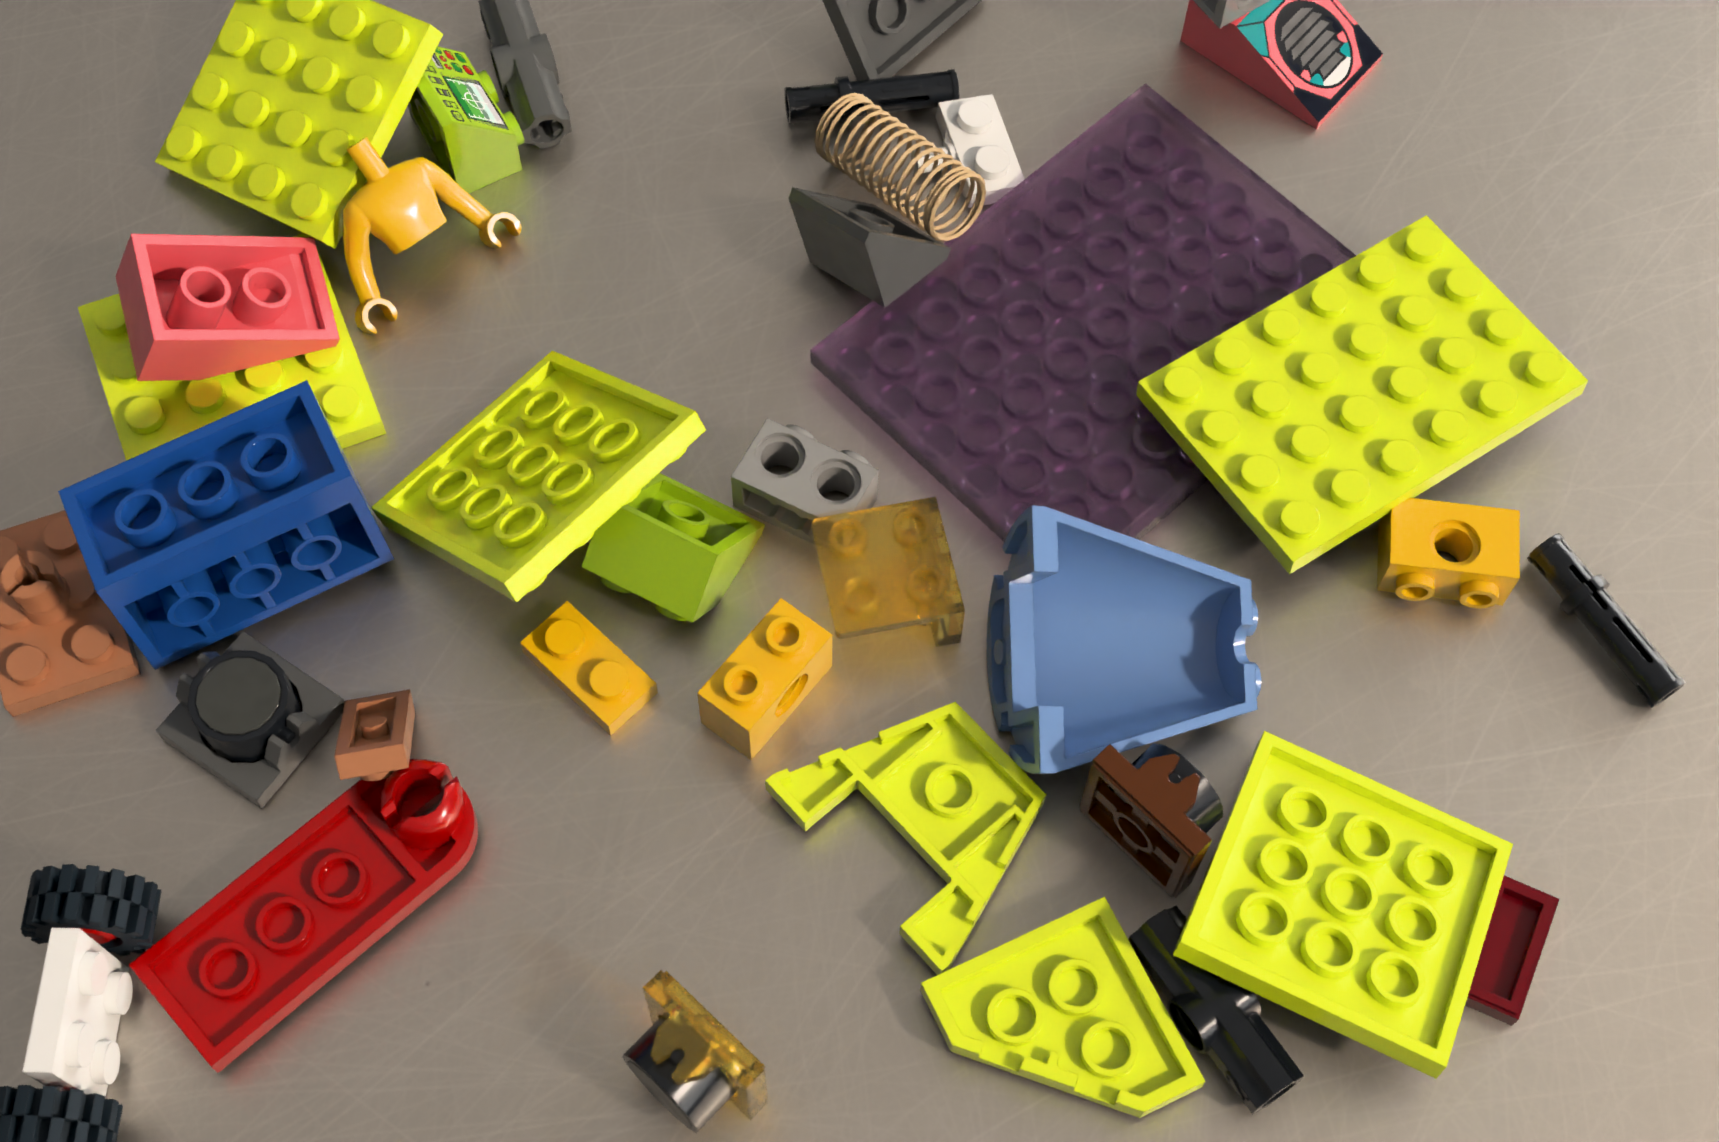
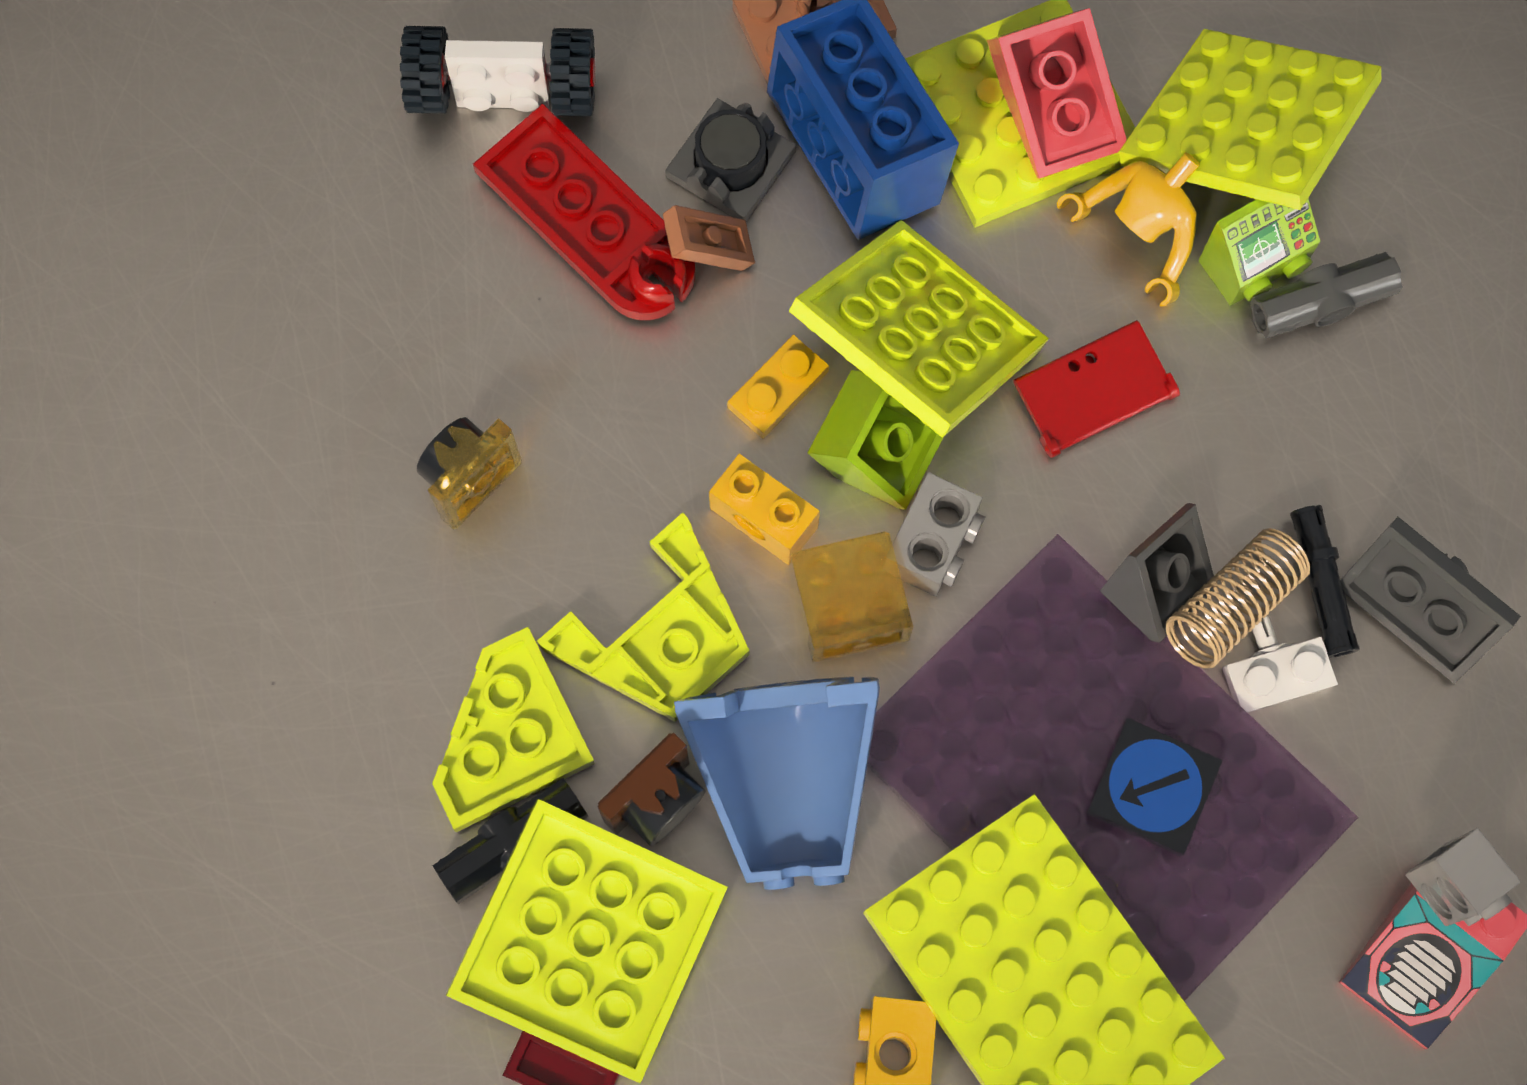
camera: 90 degrees right, 10 degrees up
(629, 316) = (1081, 398): none -> red door
(1121, 267) = (1154, 787): none -> tile

